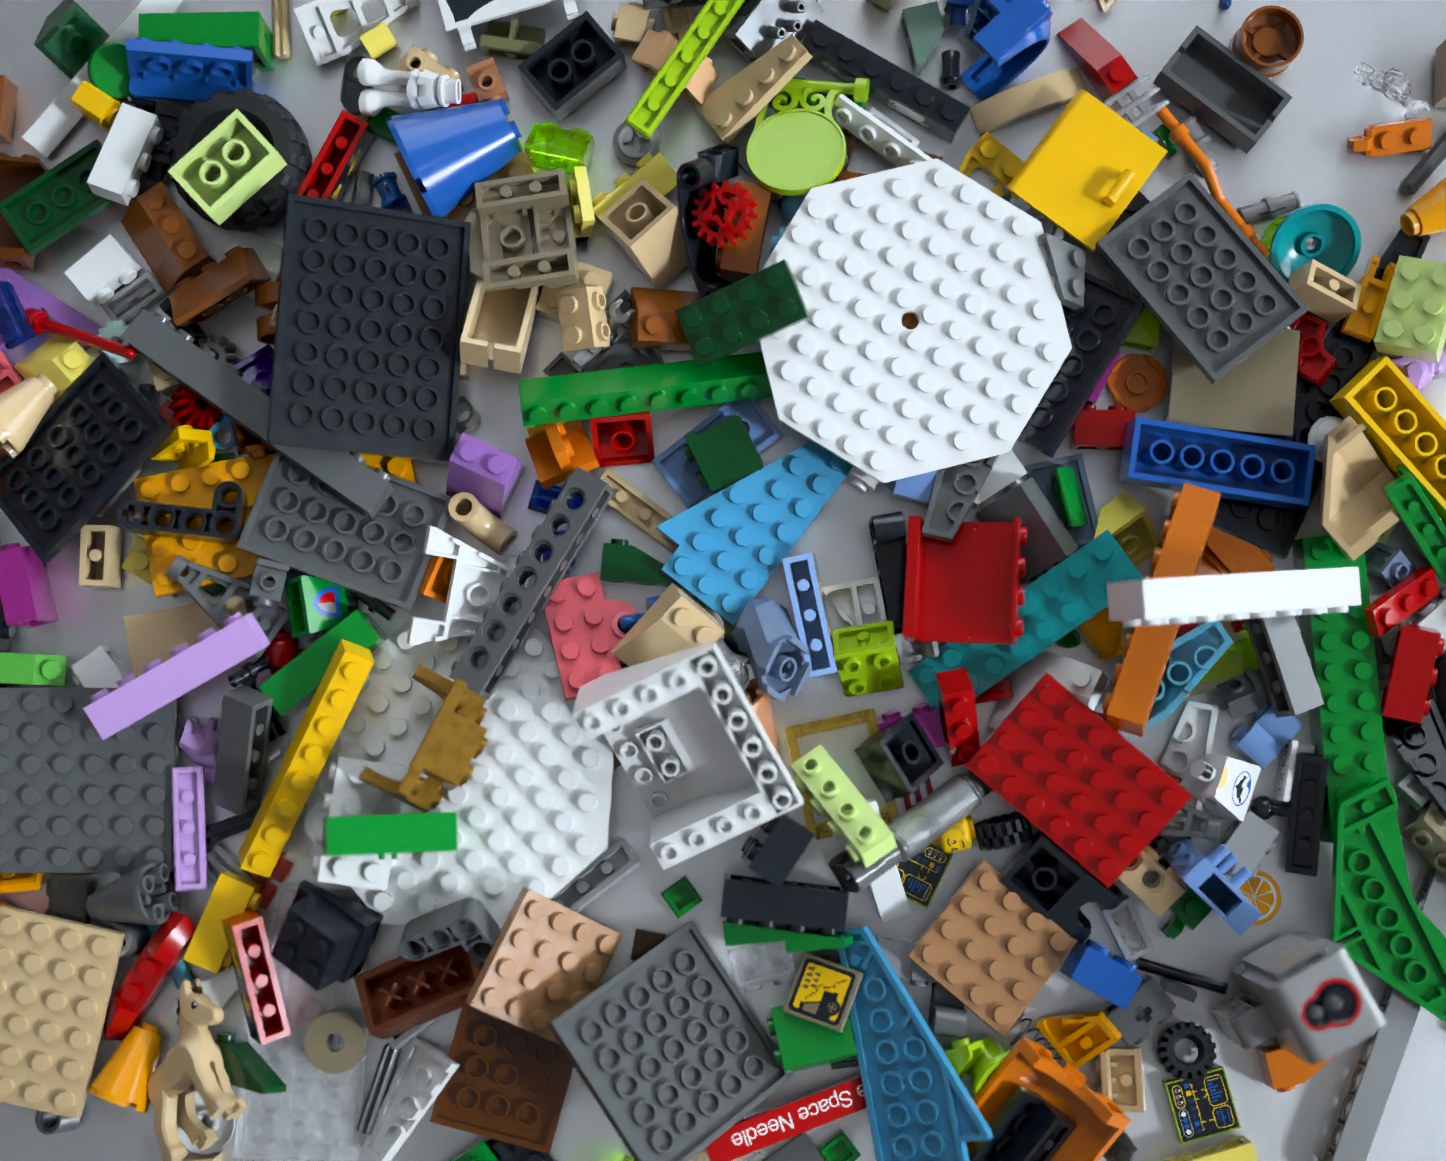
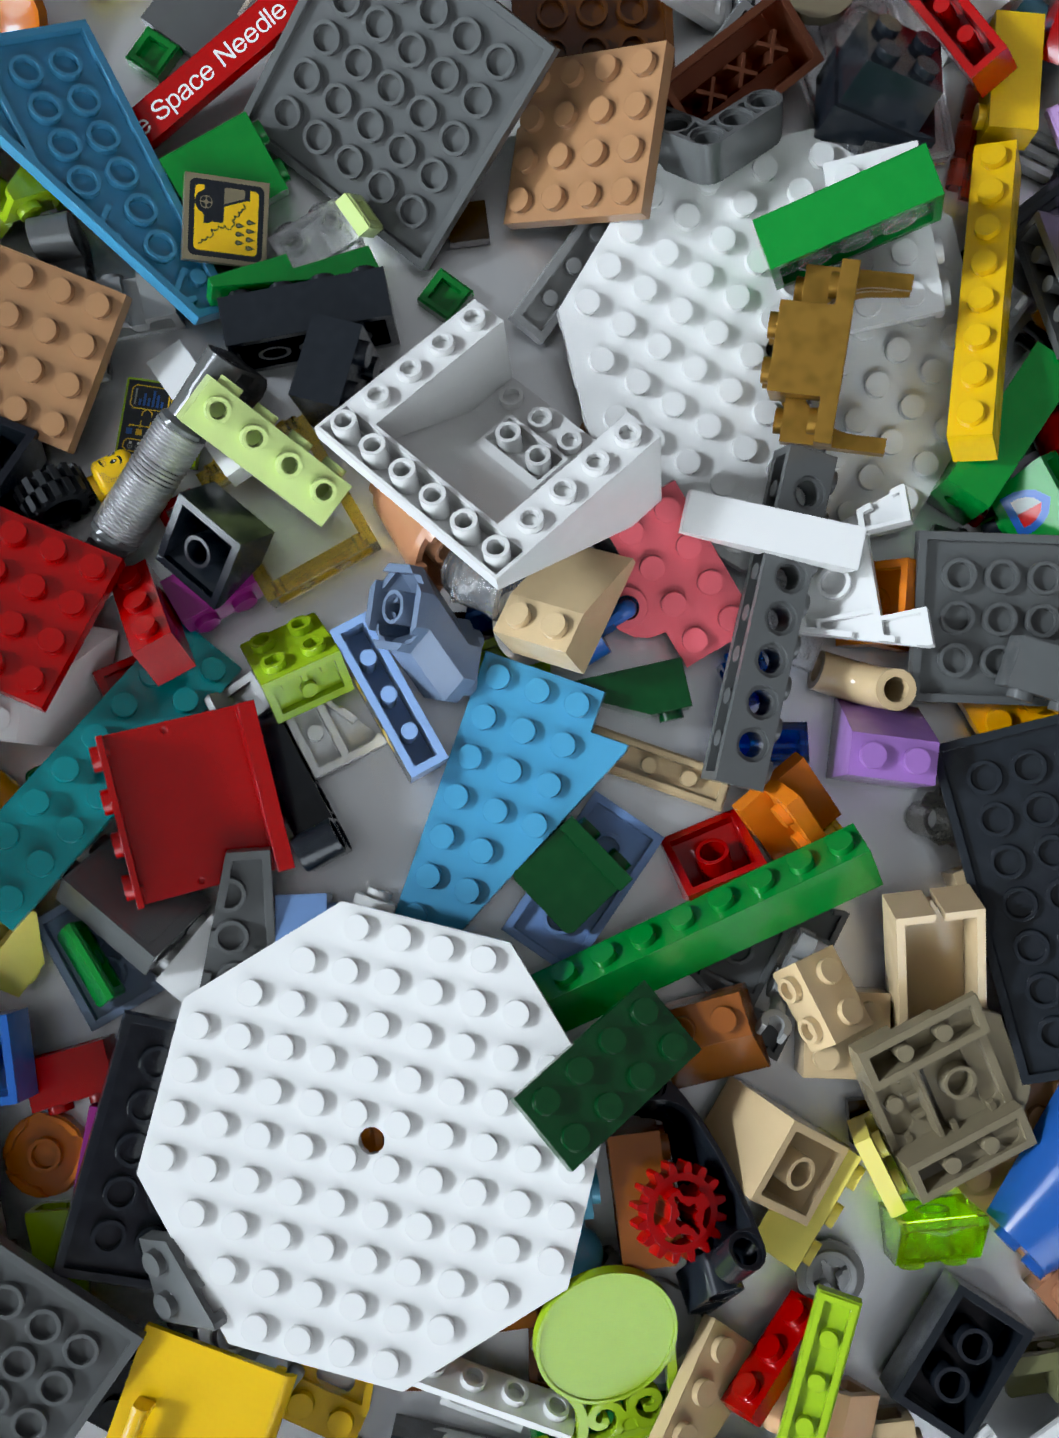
camera: 160 degrees right, 0 degrees up
(512, 637) = (773, 531): none -> white slope
(695, 100) = (770, 1362): none -> red plate
(725, 970) = (359, 215): none -> yellowish green tile

